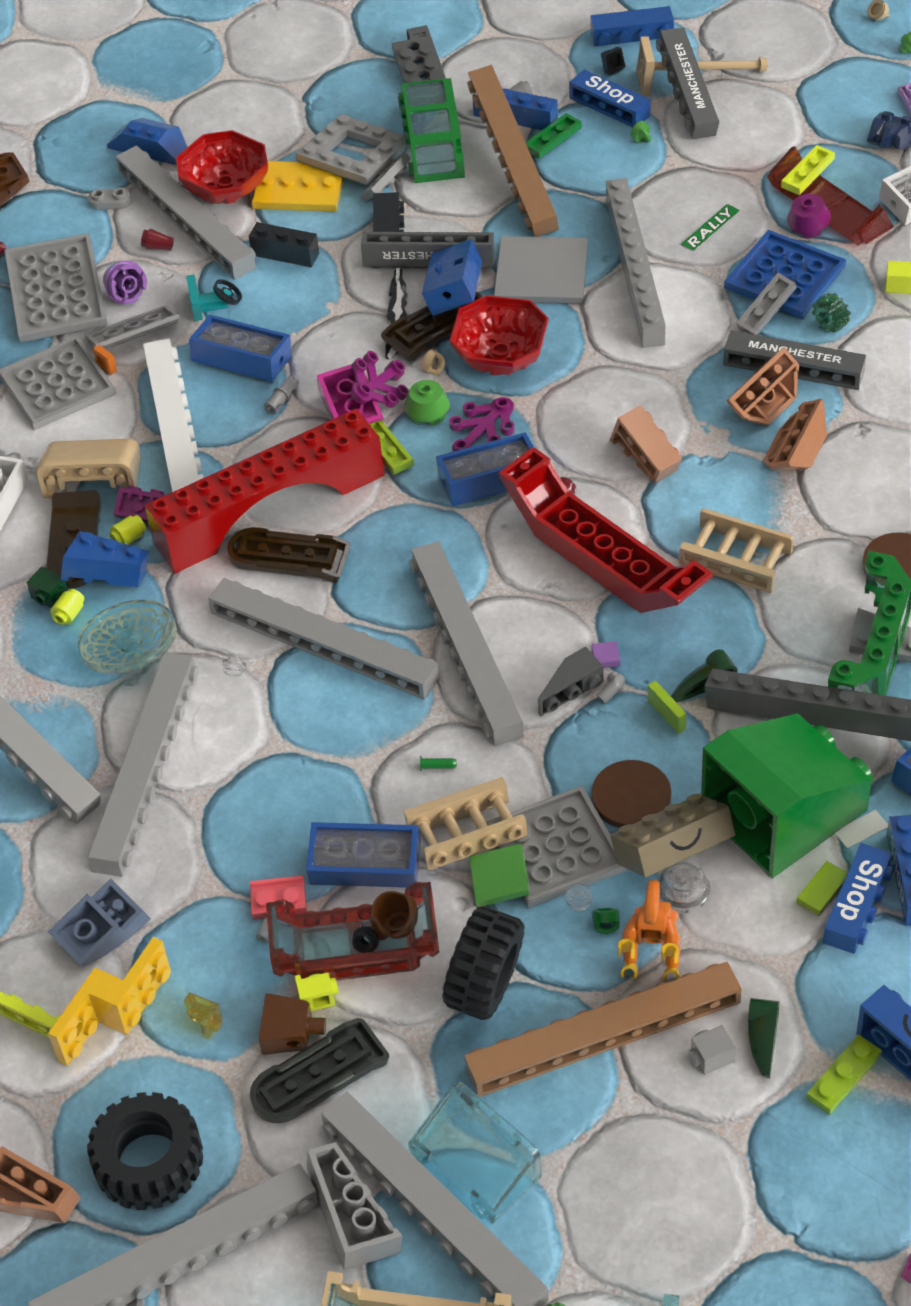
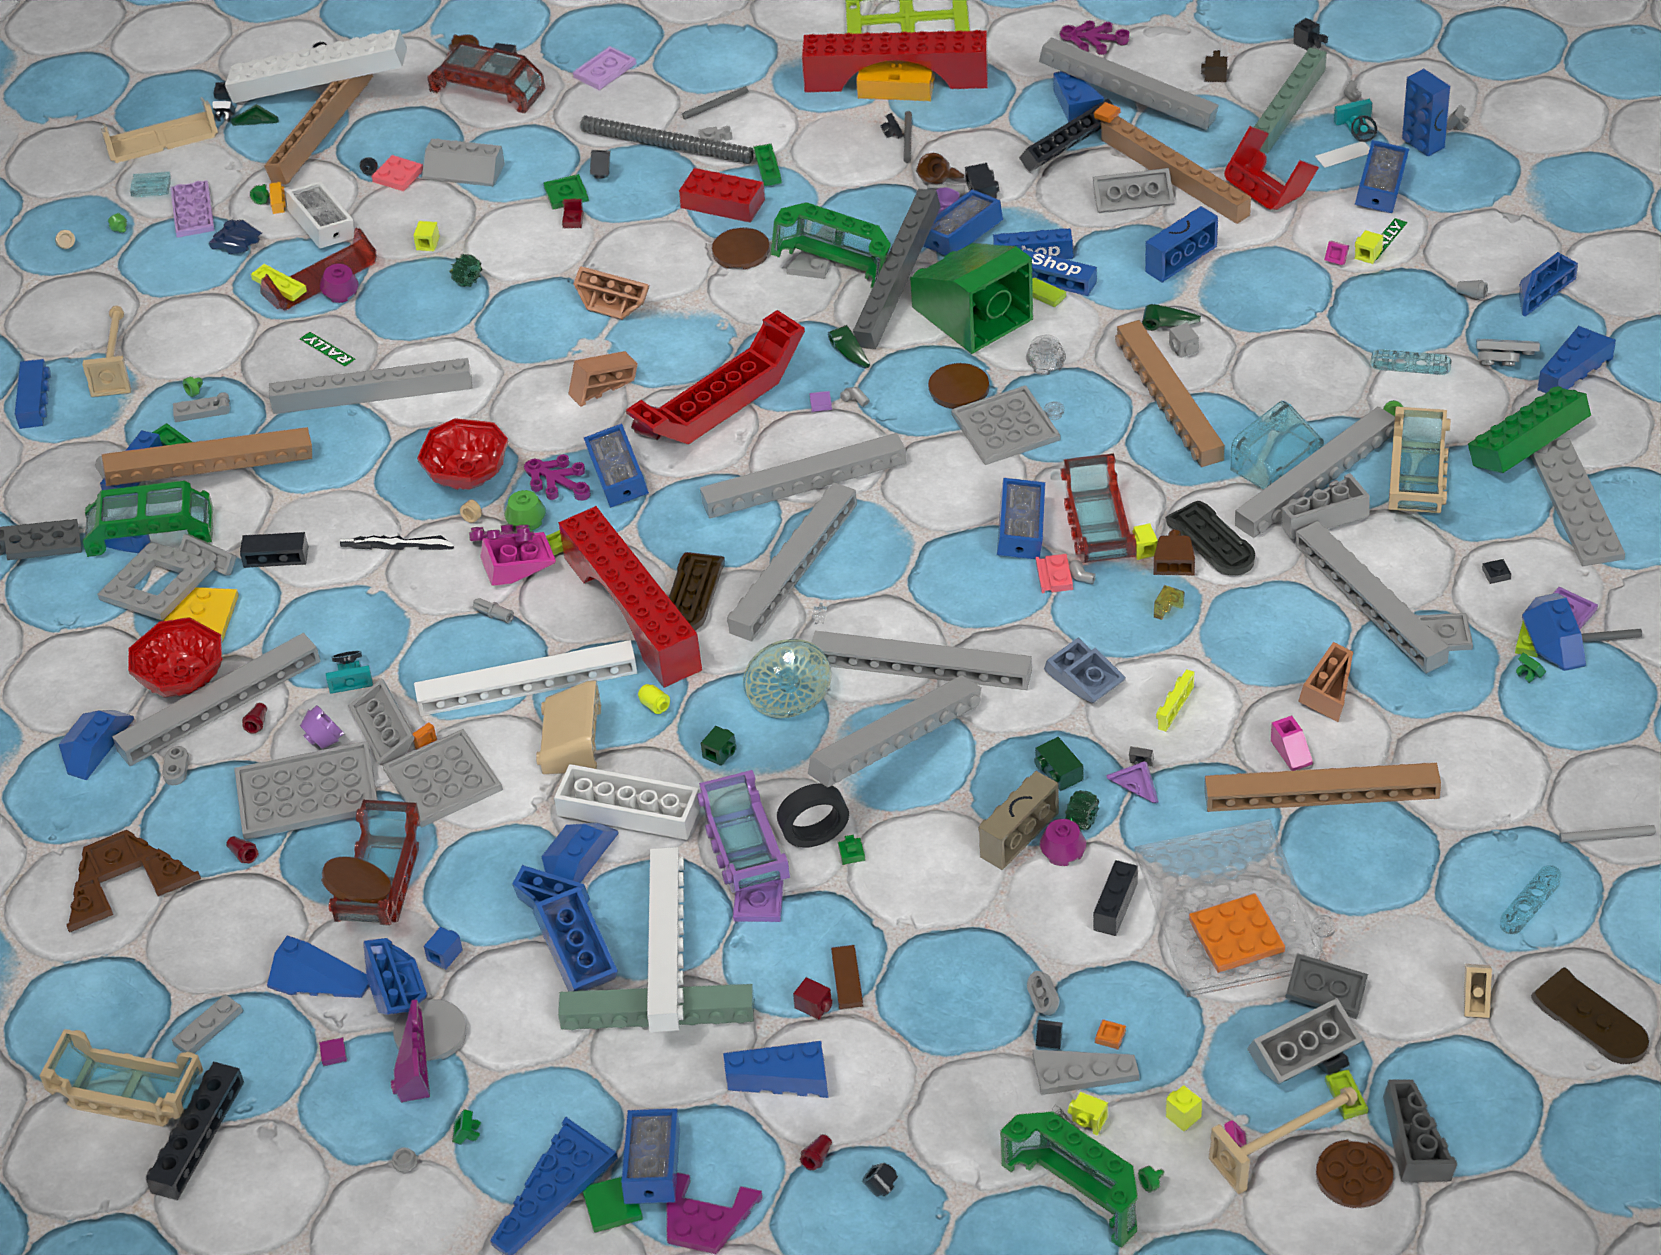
camera: 90 degrees left, 5 degrees down
(67, 607) = (744, 729): neon yellow brick -> none
(71, 514) = (652, 739): dark brown piece -> none
(104, 559) = (699, 700): blue wedge -> none
(109, 1001) = (1164, 645): yellow bracket -> none
(133, 501) = (622, 692): magenta bracket -> none
(151, 1183) = (1291, 636): black tyre -> none
(240, 348) = (432, 636): blue brick -> none
(284, 244) = (290, 616): black brick -> none
(361, 944) = (1102, 510): black plate -> none
(393, 915) = (1088, 486): reddish brown hair -> none
(416, 248) = (326, 515): dark grey brick -> none
(420, 331) = (420, 512): dark brown piece -> none
(437, 763) = (925, 498): green piece -> none
(452, 277) = (381, 486): blue brick -> none
(461, 805) = (971, 465): tan fence -> none
(483, 962) = (1143, 413): black tyre -> none
(499, 875) = (1037, 448): bright green tile -> none
(542, 269) = (360, 449): light grey tile -> none
(573, 677) = (847, 415): dark grey slope -> none
(606, 915) = (1073, 394): green tile -> none
(609, 98) = (137, 406): blue brick -> none
(612, 145) = (201, 408): none -> light grey plate
(613, 60) = (78, 406): black tile -> none
(654, 925) = (1105, 343): orange animal -> none
(667, 707) = (879, 364): lime tile -> none
(672, 834) = (1011, 348): dark tan brick -> none
(687, 83) = (145, 346): dark grey brick -> none
(732, 568) = (732, 339): tan fence -> none
(766, 304) = (449, 306): light grey plate -> none
(767, 390) = (545, 310): nougat wedge -> none
(801, 263) = (405, 301): blue plate -> none
(815, 362) = (512, 296): dark grey brick -> none
(844, 1074) = (1196, 285): lime plate -> none

